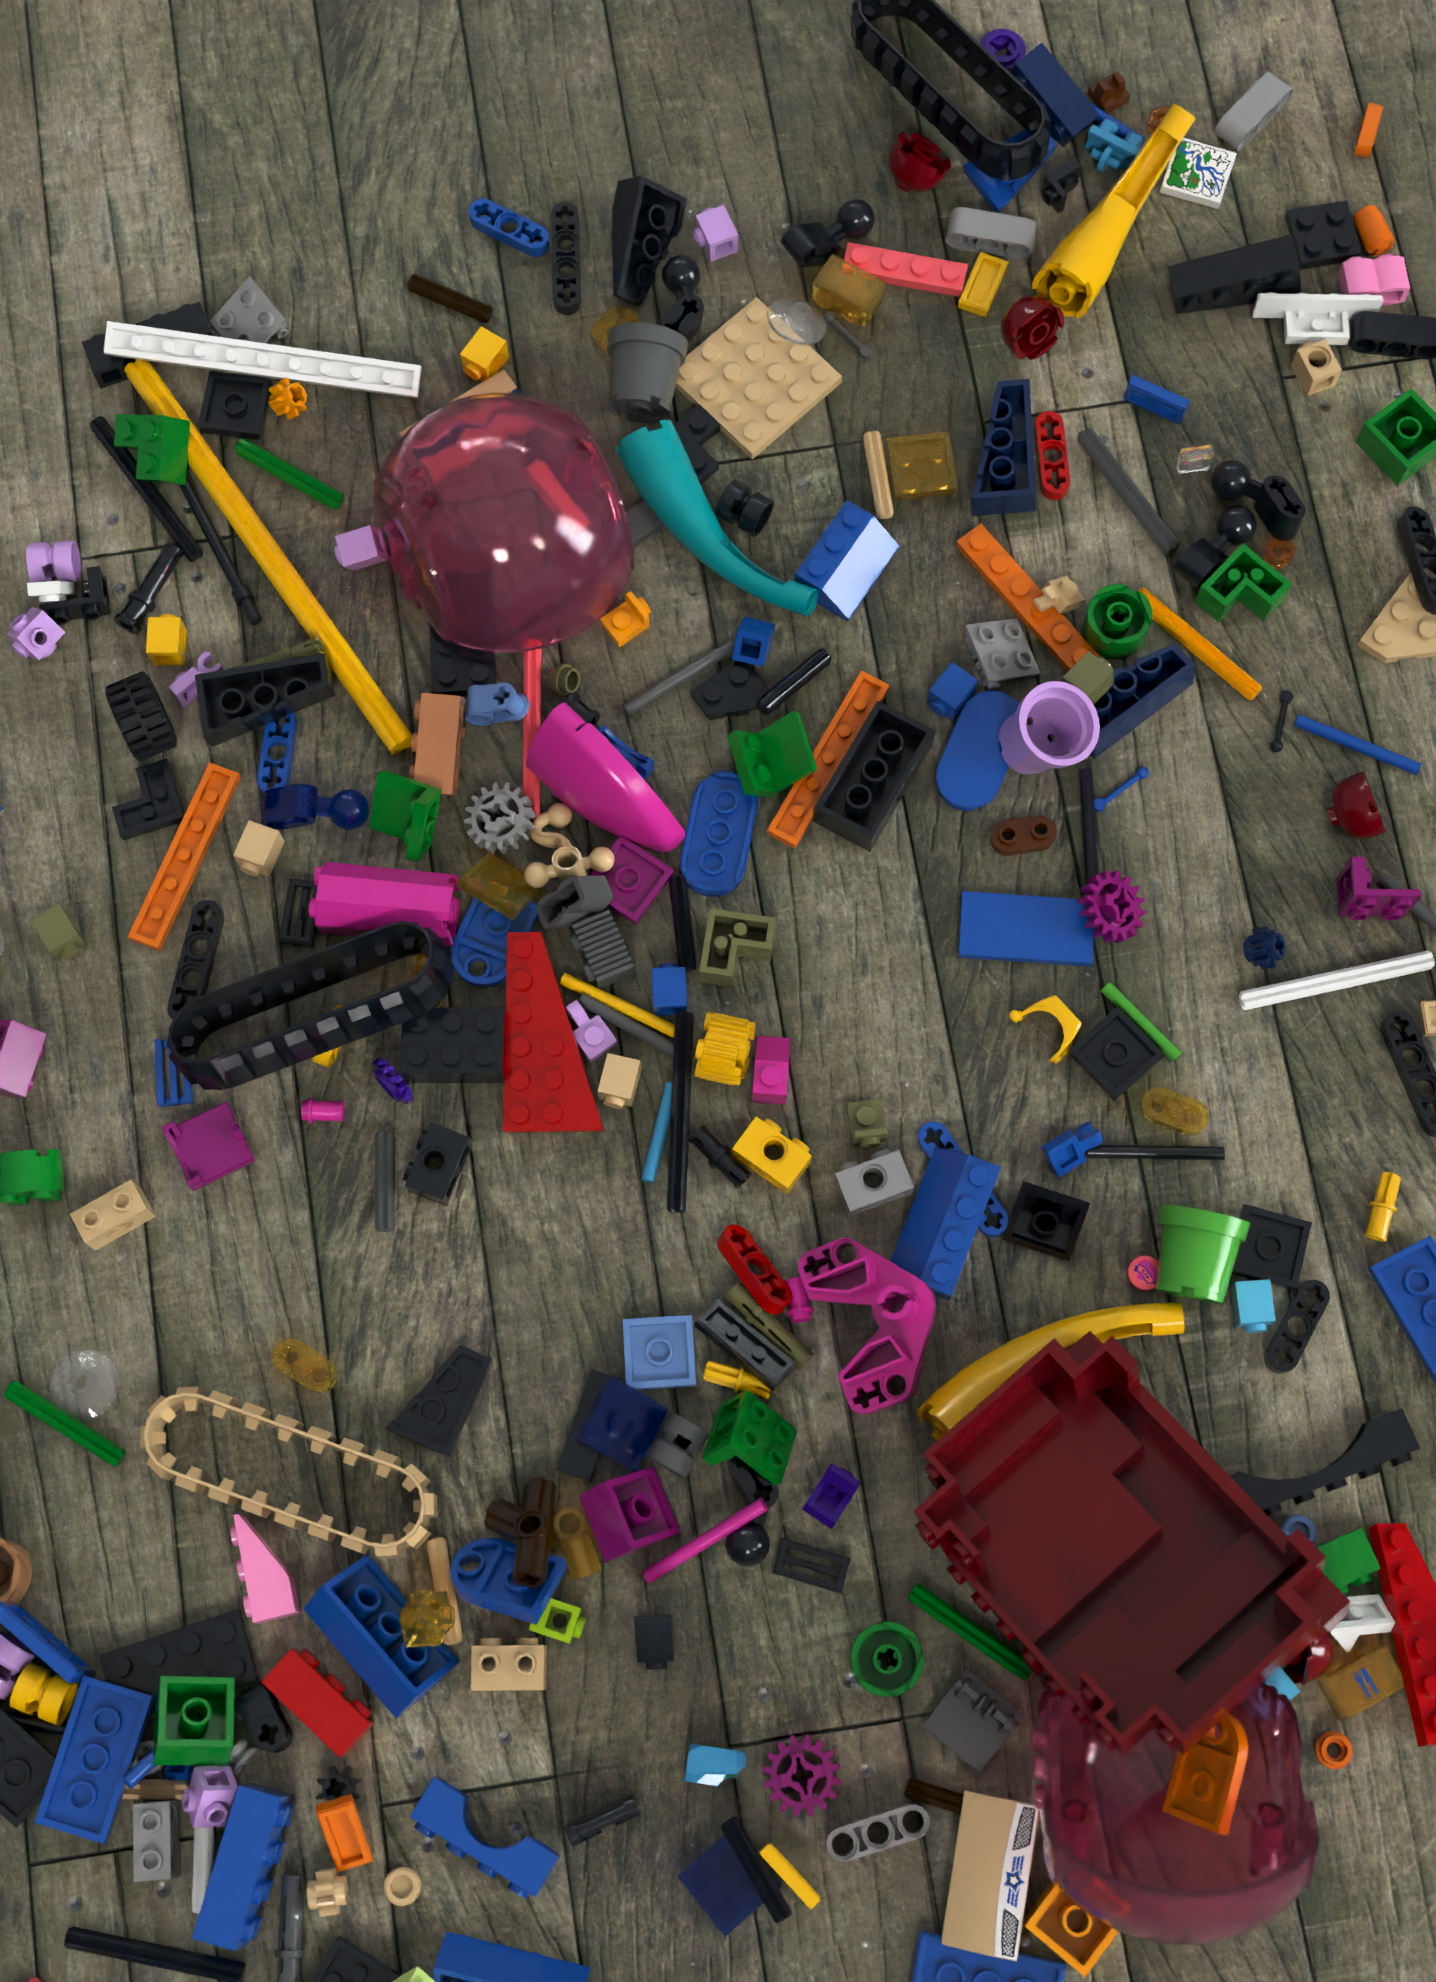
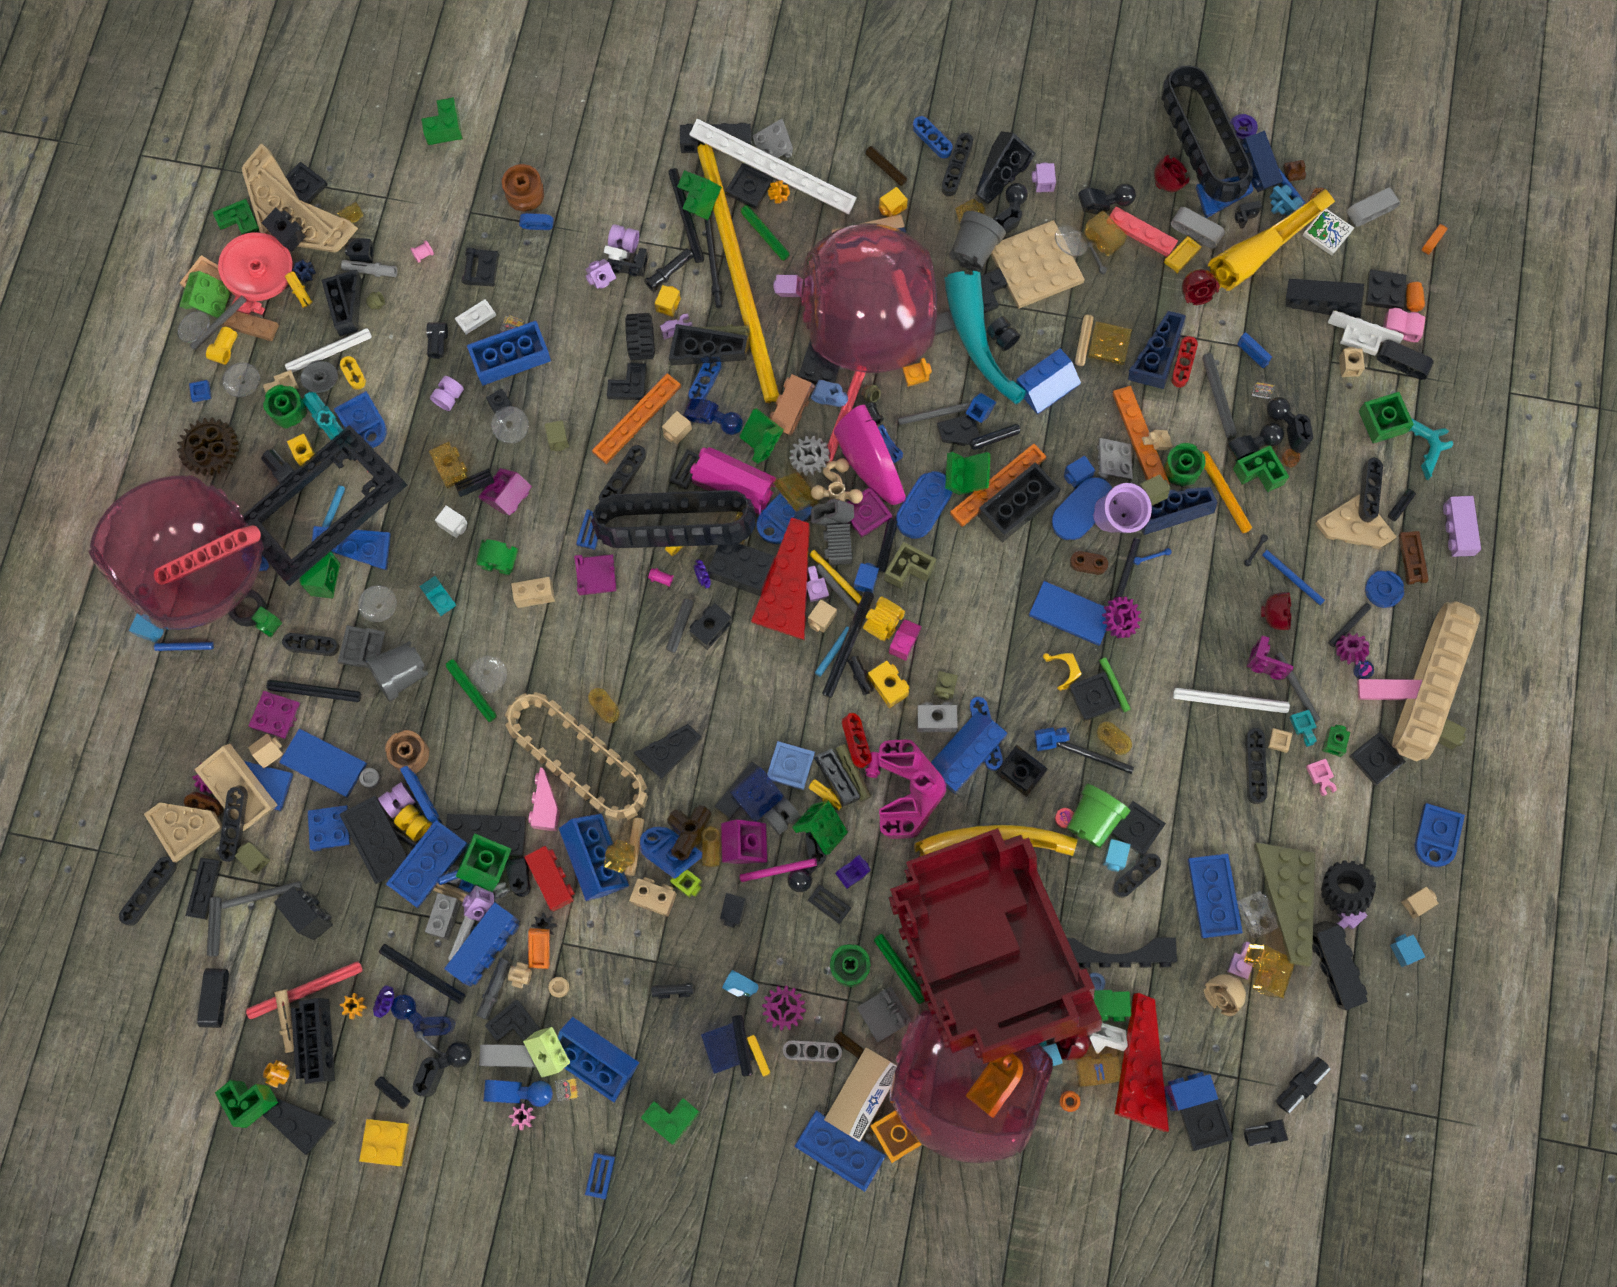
camera: 20 degrees right, 0 degrees up
(444, 1813) = (625, 997): blue arch -> none
(1264, 947) = (1197, 668): dark blue gear -> none
(1383, 1206) = (1208, 829): yellow axle -> none

